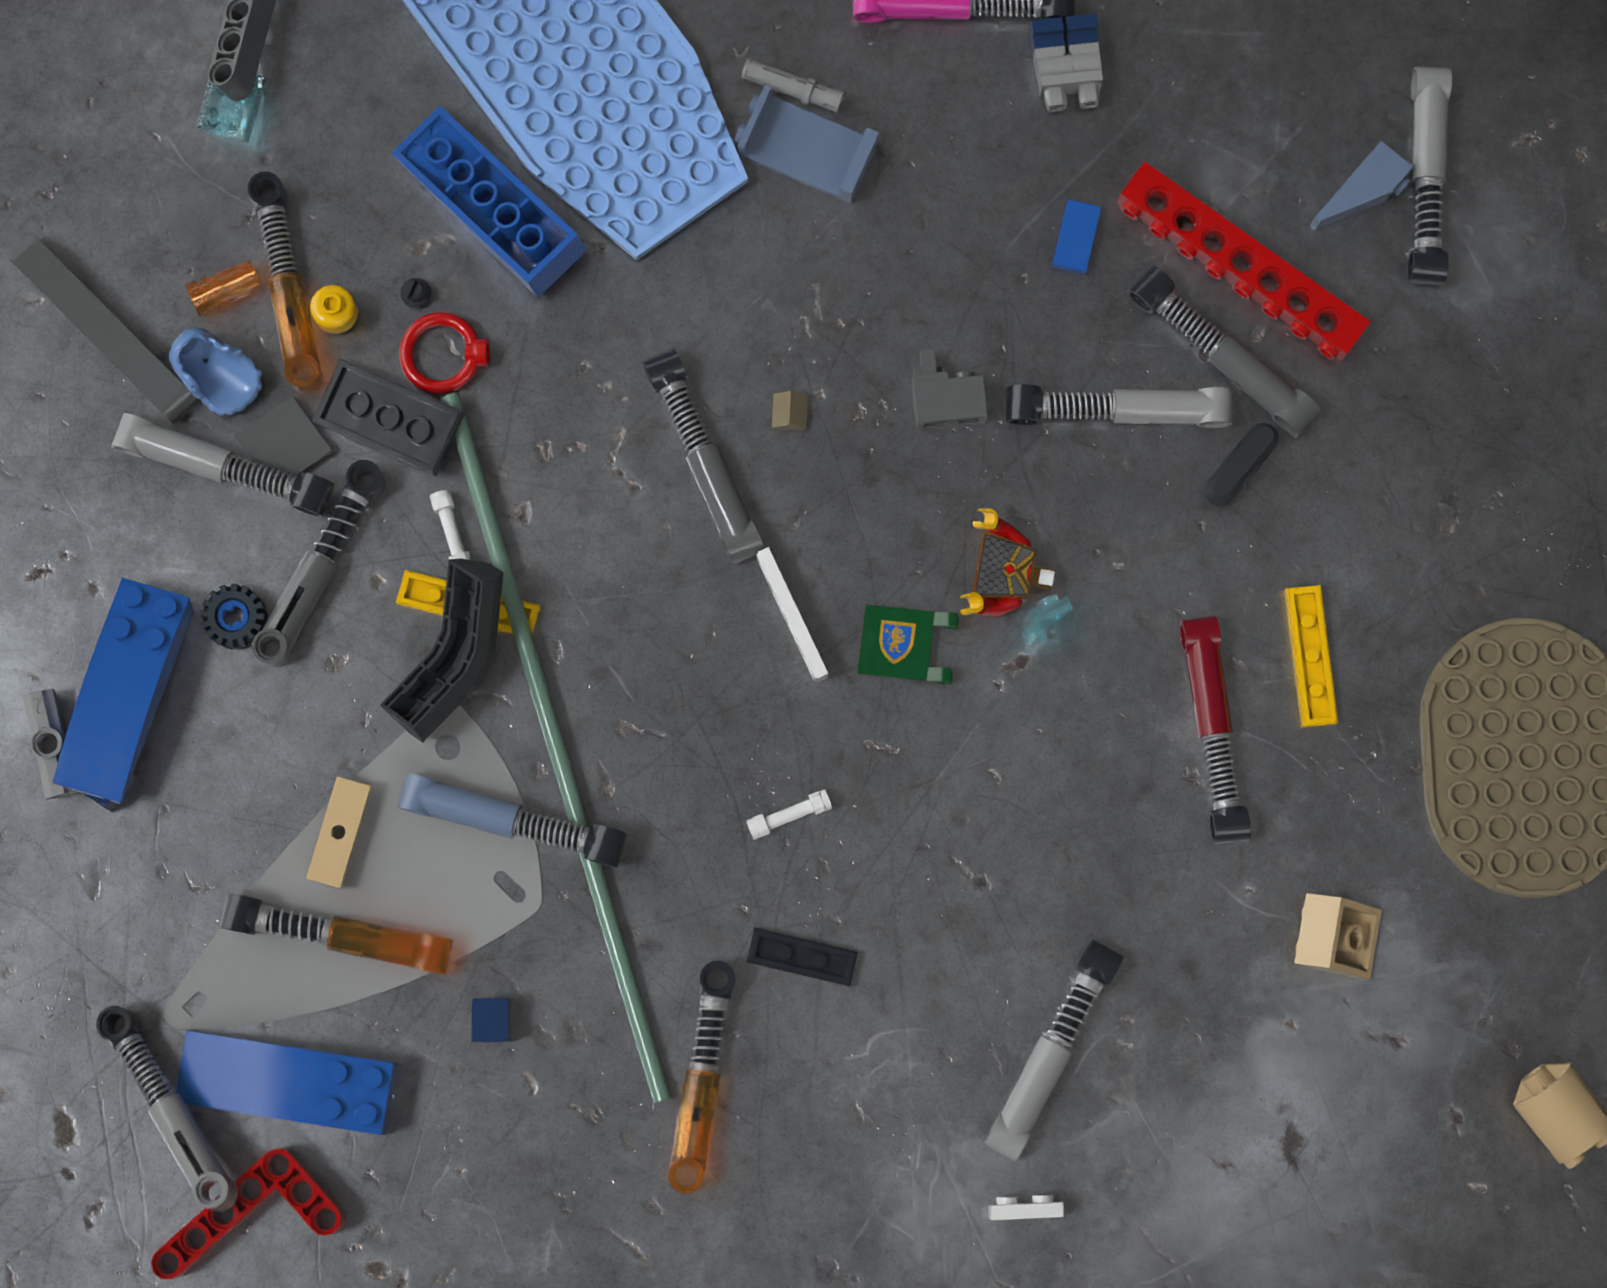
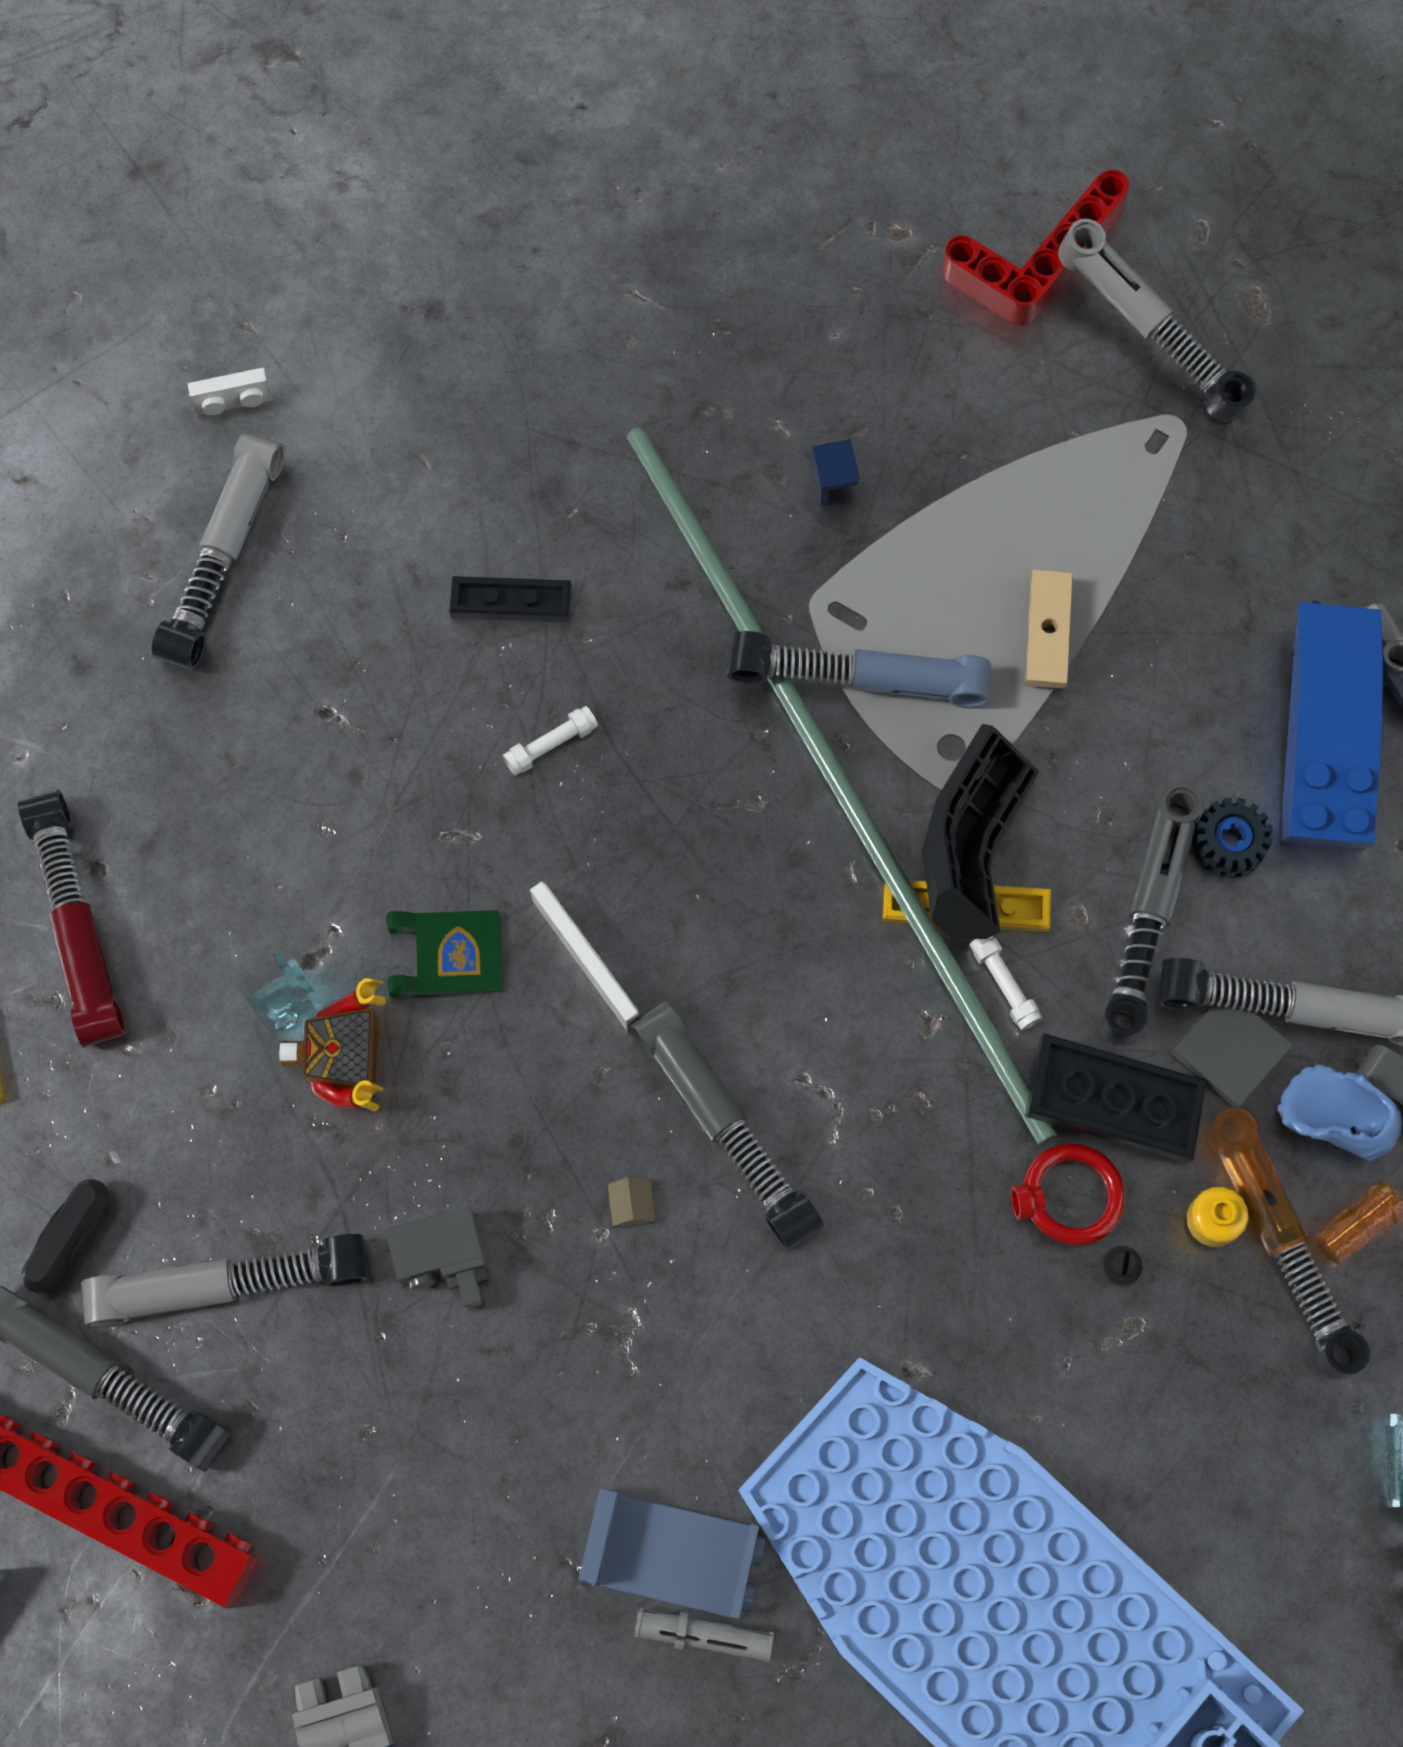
camera: 175 degrees right, 10 degrees down
(287, 1083) = (1034, 376): blue slope -> none
(340, 935) = (923, 524): piece -> none
(490, 201) = (1061, 1395): blue slope -> none
(701, 1081) = (596, 455): piece -> none
(1076, 237) = (305, 1497): blue tile -> none

